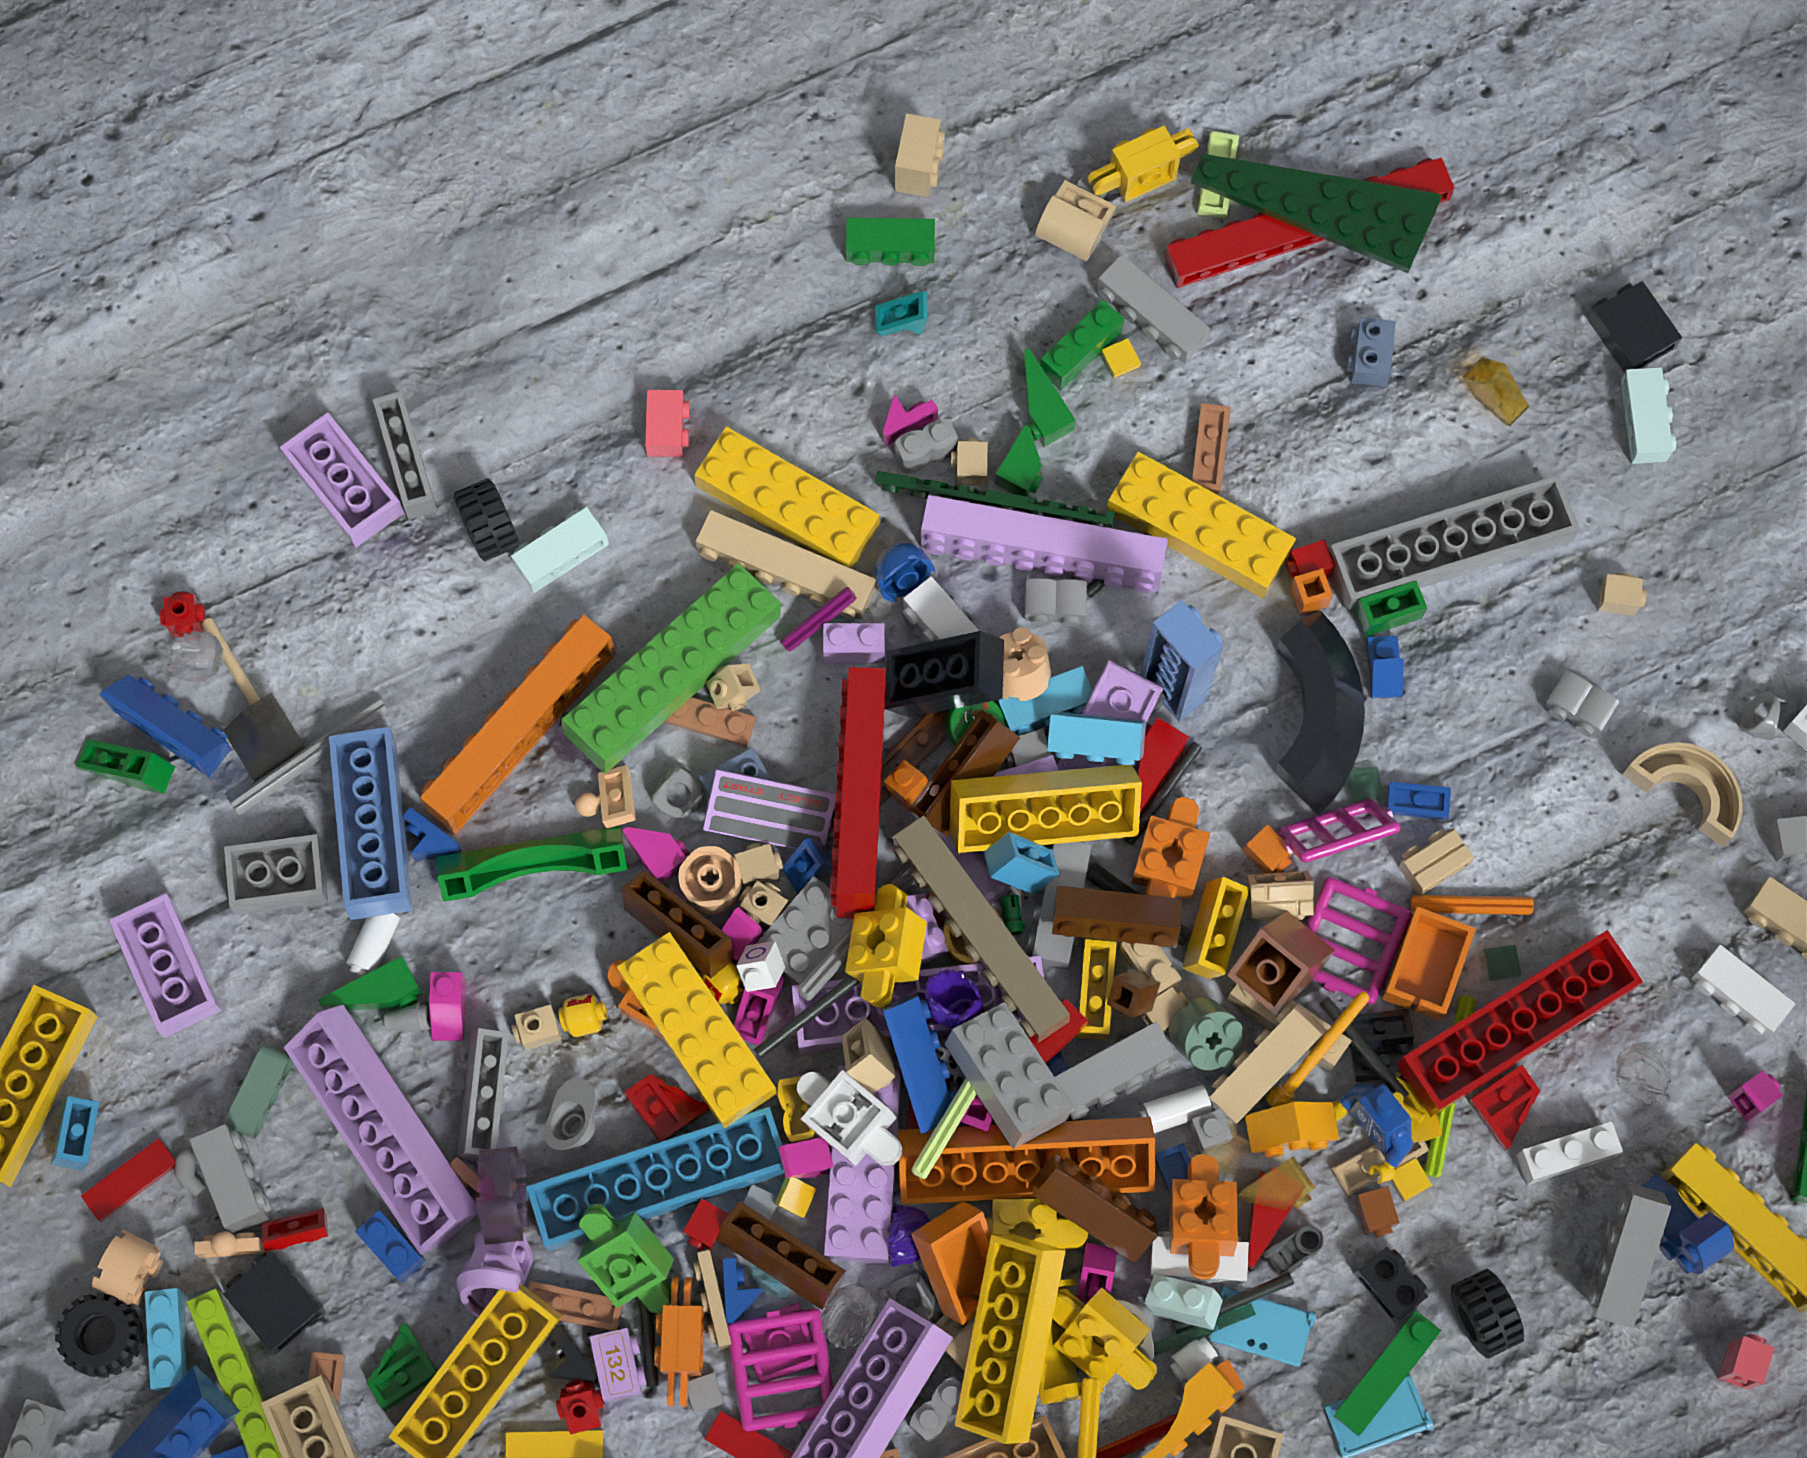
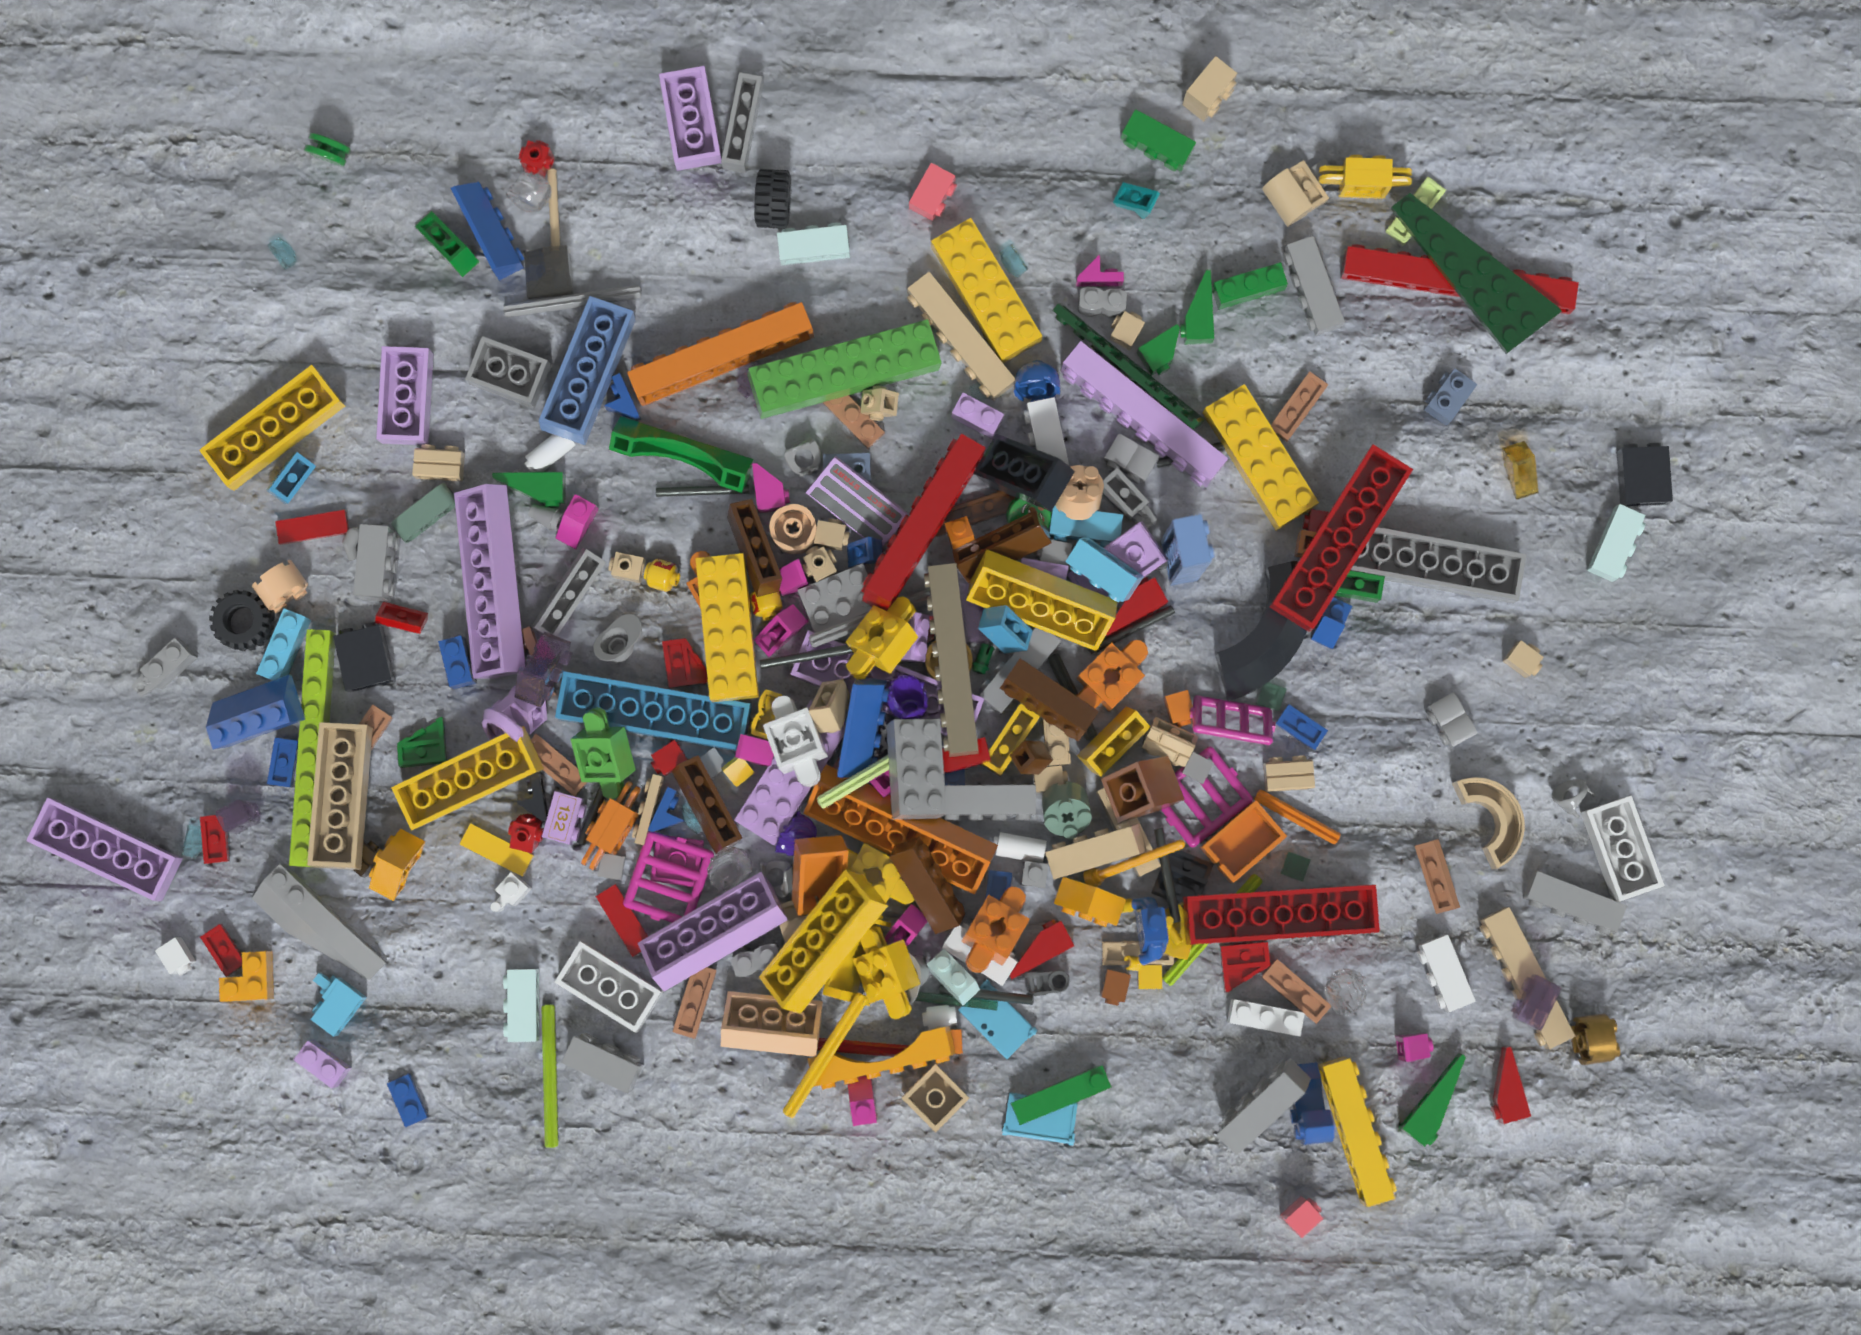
camera: 30 degrees right, 10 degrees up
(225, 1245) = (350, 605): light nougat plate -> none
(246, 1024) = (438, 463): none -> tan brick
(574, 896) = (698, 490): none -> pearl dark grey bar
(614, 798) = (758, 439): light nougat plate -> none
(760, 966) = (793, 607): white brick -> none
(799, 454) = (1013, 261): none -> clear light blue piece
(816, 620) = (962, 386): magenta axle -> none
(1077, 645) = (1128, 498): none -> light grey hinge
(1121, 358) = (1272, 309): yellow tile -> none
(1281, 1187) = (1058, 938): clear yellow slope -> none
(1328, 908) = (1197, 768): none -> light grey tile
(1345, 561) = (1341, 538): none -> red brick
(1385, 1289) = (1092, 1040): black brick -> none
(1487, 1313) = (1148, 1093): black tyre -> none
(1586, 1104) = (1296, 991): none -> nougat plate
(1668, 887) = (1437, 876): none -> nougat plate

